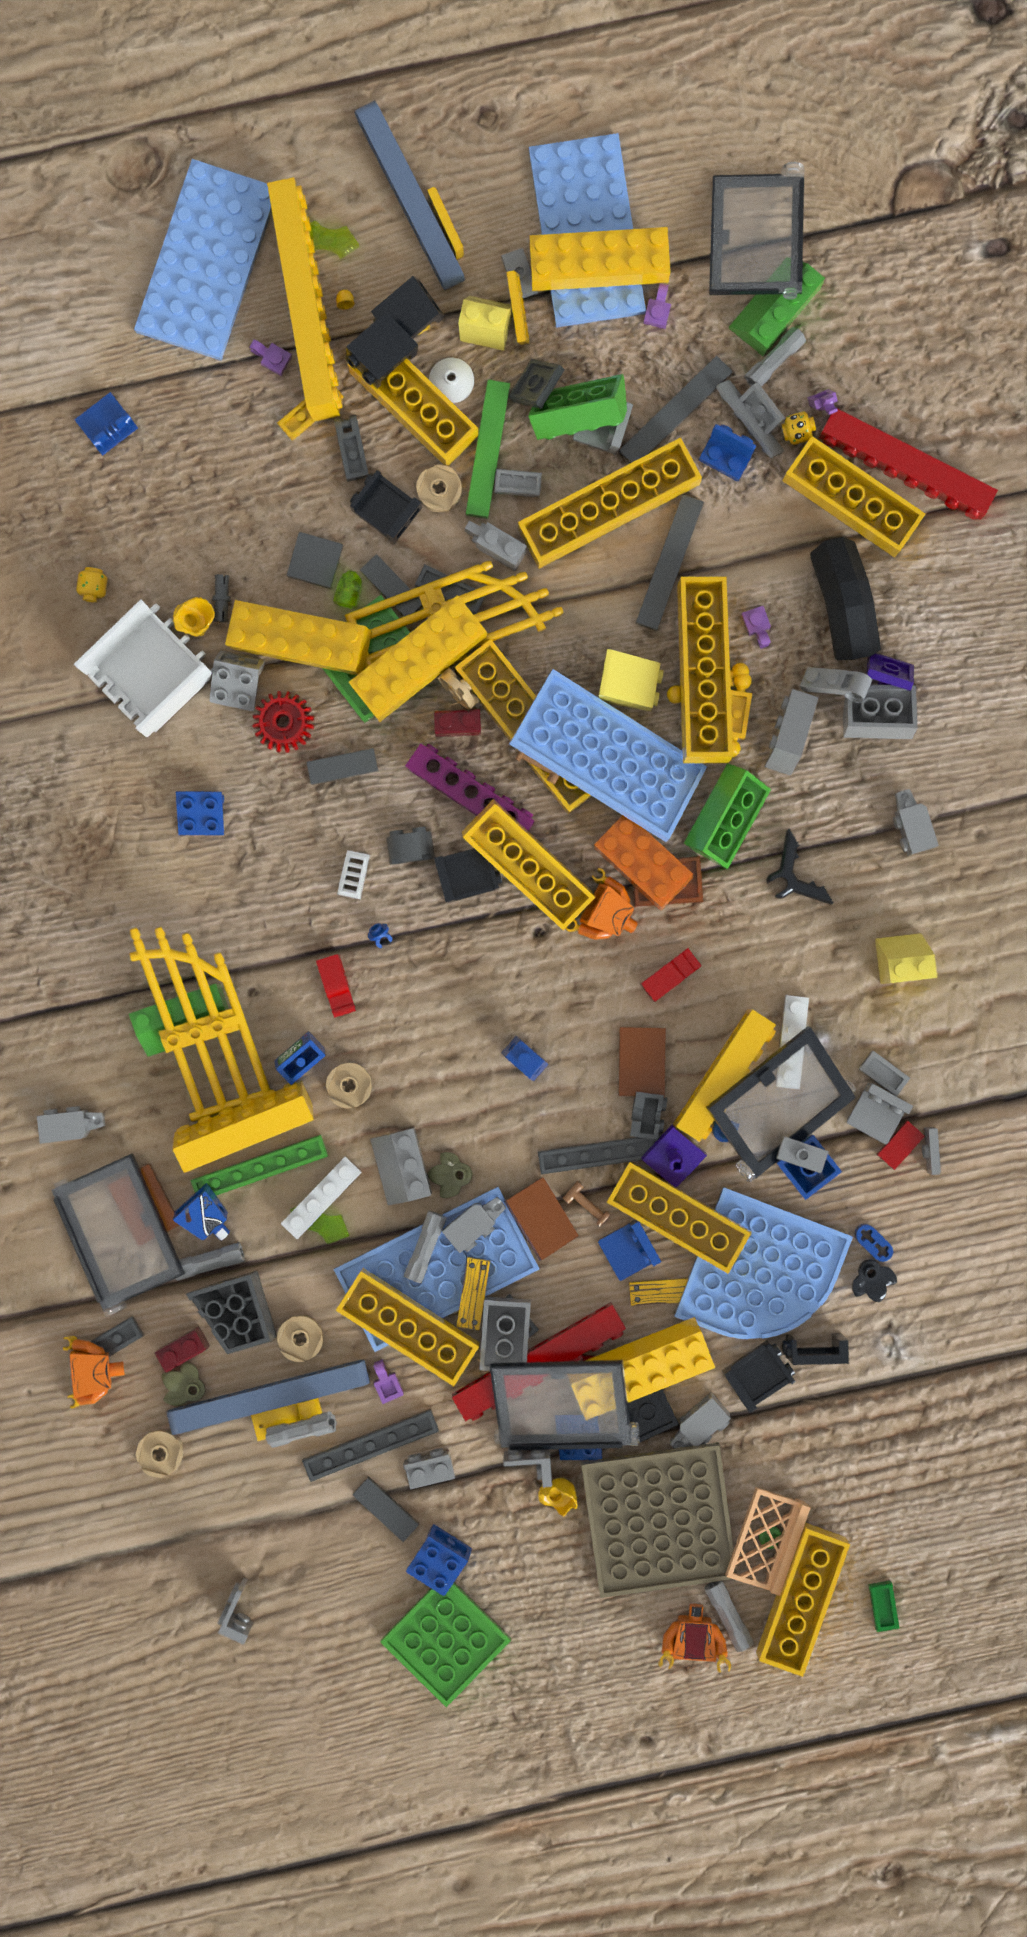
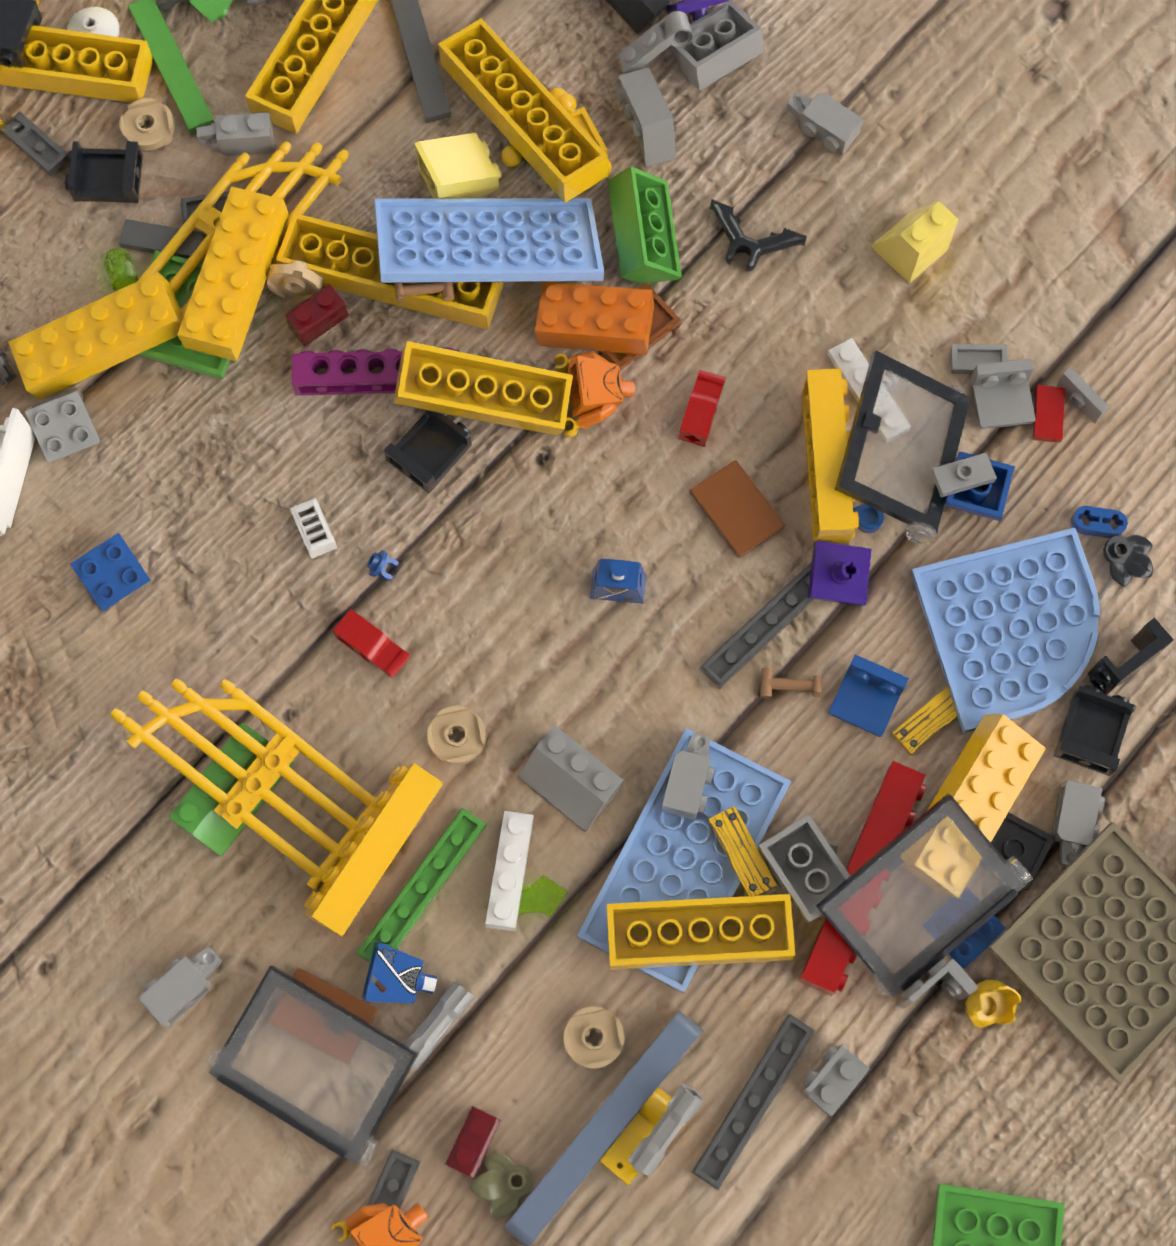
camera: 40 degrees left, 15 degrees down
(236, 1312) = (503, 1056): dark grey wedge -> none
(273, 712) = (135, 412): red gear -> none
(299, 1058) = (384, 739): blue brick -> none
(315, 560) = (67, 265): dark grey tile -> none
(342, 766) = (228, 433): dark grey tile -> none
(385, 1509) = (821, 1160): dark grey tile -> none
(387, 1385) = (724, 1020): medium lavender plate -> none
(410, 846) = (350, 462): dark grey cylinder -> none
(430, 1232) = (656, 840): light grey axle -> none
(439, 1560) = (922, 1172): blue bracket -> none
(446, 1174) = (625, 756): olive plate -> none
(517, 483) = (221, 72): light grey plate -> none
(541, 1218) = (754, 729): dark orange tile -> none
(646, 1115) = (780, 551): dark grey cylinder -> none
(679, 1217) = (893, 622): yellow brick -> none
(756, 623) = (542, 49): medium lavender plate -> none

